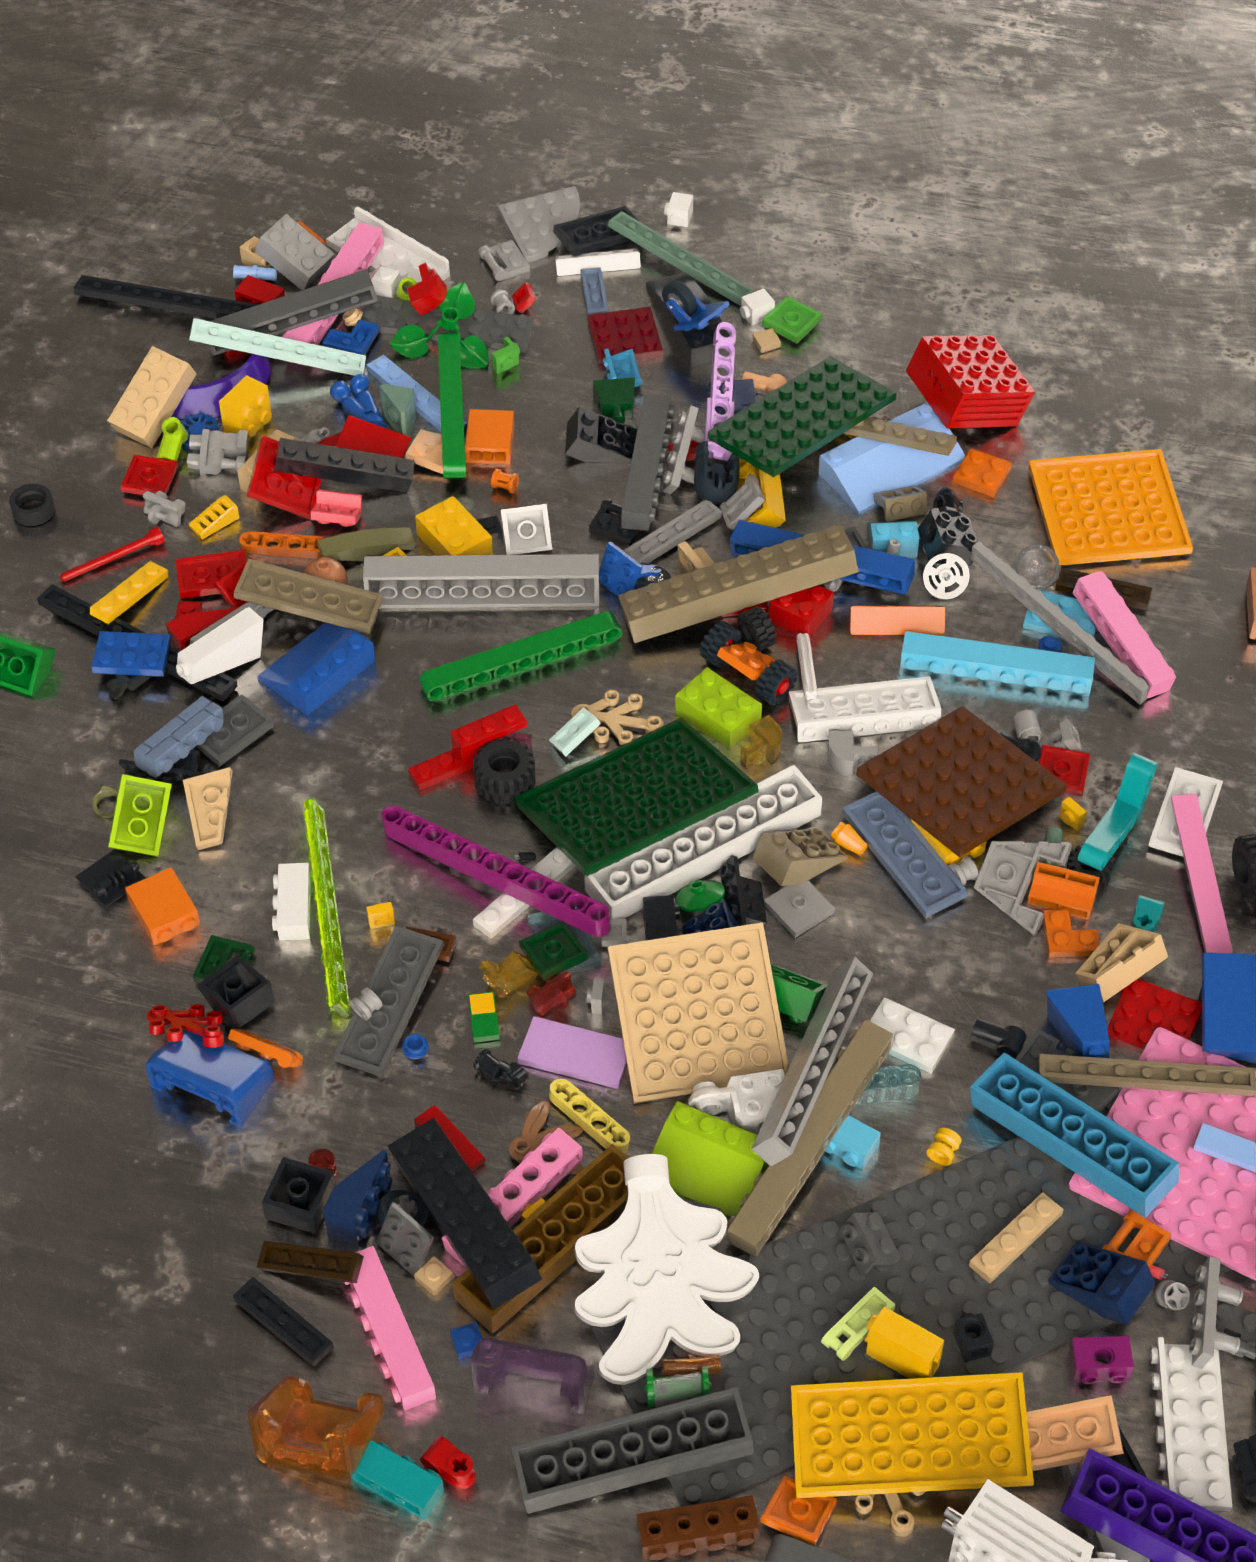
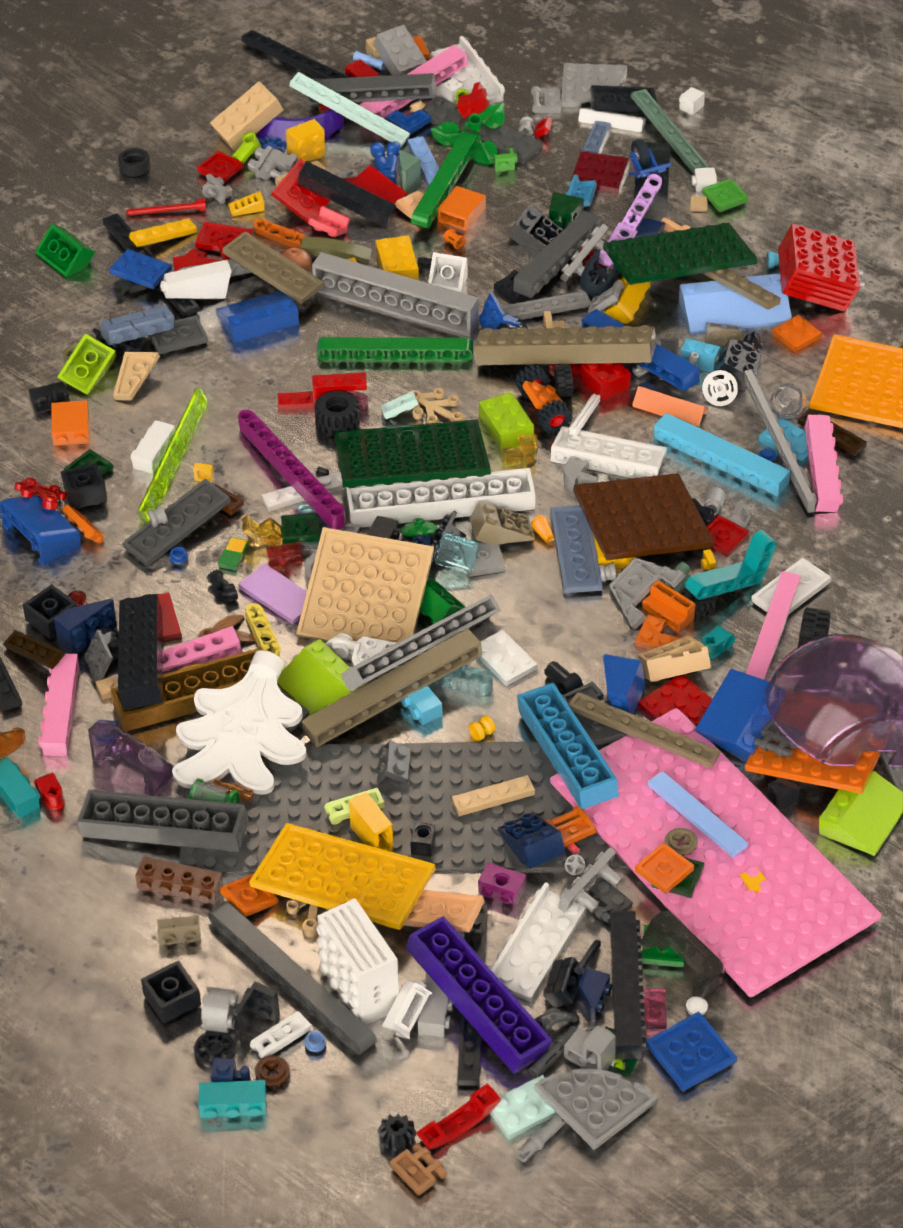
camera: 25 degrees right, 5 degrees down
(774, 910) = (456, 552): none -> clear light blue tile
(902, 385) = (772, 259): none -> medium azure wheel

